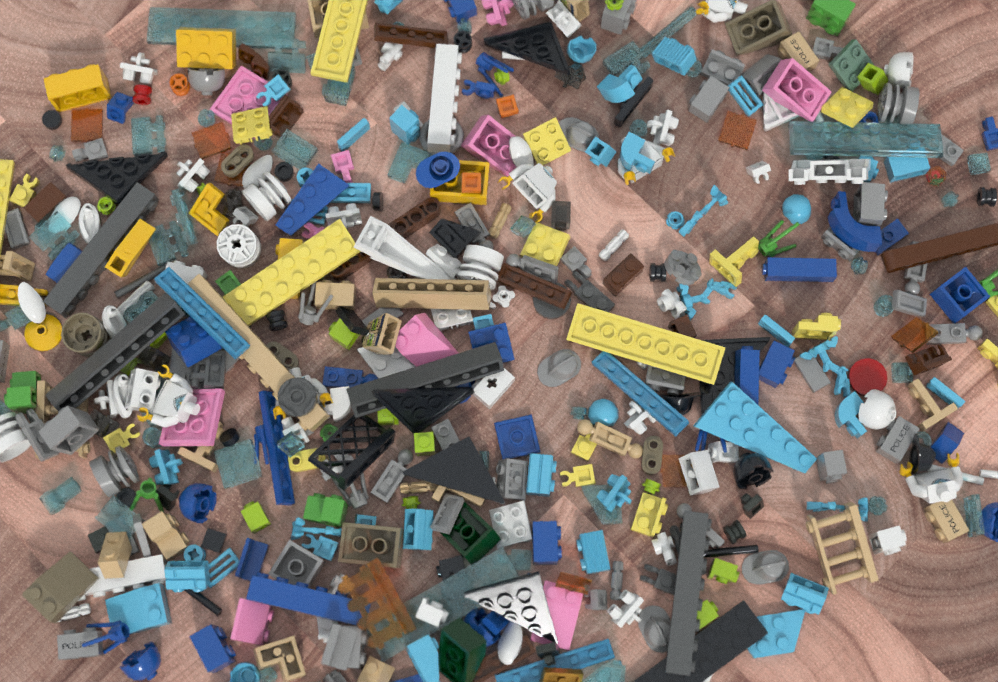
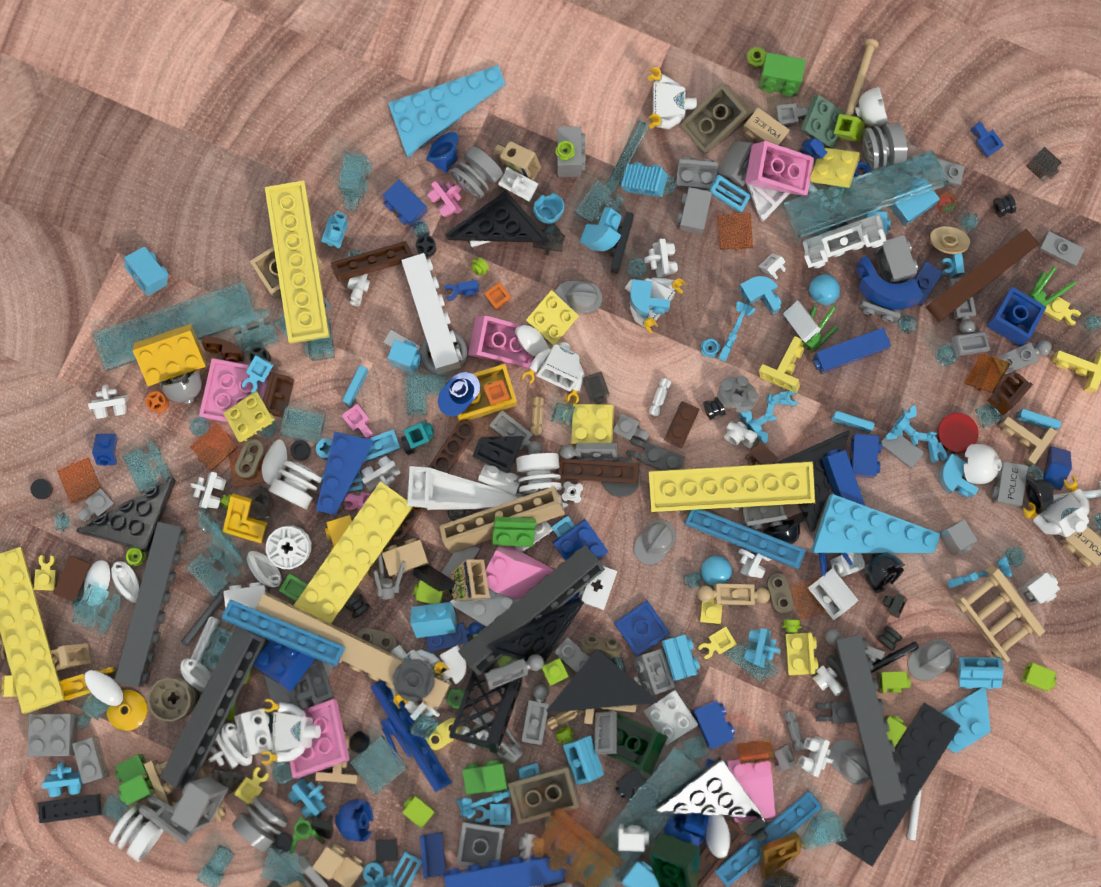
camera: 20 degrees left, 5 degrees up
(16, 229) = (54, 617): light grey tile -> none
(63, 262) = (118, 632): blue slope -> none
(77, 88) = (54, 447): yellow brick -> none
(130, 248) = (180, 592): yellow slope -> none
(142, 94) = (123, 427): red wheel -> none
(153, 359) = (252, 696): clear smoke brick -> none
(210, 258) = (263, 569): none -> white arm
(244, 215) = (281, 512): white tile -> none
(337, 356) = (433, 619): none -> medium azure brick
(387, 426) = (513, 671): none -> light grey plate
(391, 194) = (419, 433): none -> teal brick
(437, 306) = (513, 531): none -> bright green plate
(481, 441) = (609, 647): none -> dark tan plate
(487, 62) = (459, 257): blue plant -> none
(593, 551) = (762, 713): medium azure brick -> none
(600, 152) = (610, 308): medium azure brick -> none
(739, 185) = (761, 288): none -> medium azure brick
(765, 226) = (801, 321): none -> white tile
(822, 328) = (896, 401): light yellow plate -> none
(834, 83) = (814, 148): none -> blue plate
(857, 620) = (1039, 677): none -> lime brick
(920, 17) = (870, 46): none -> tan bar
(922, 230) = (955, 265): none -> medium azure tile
(925, 207) = (949, 240): none -> tan dish
(979, 163) = (983, 174): clear light blue plate -> none

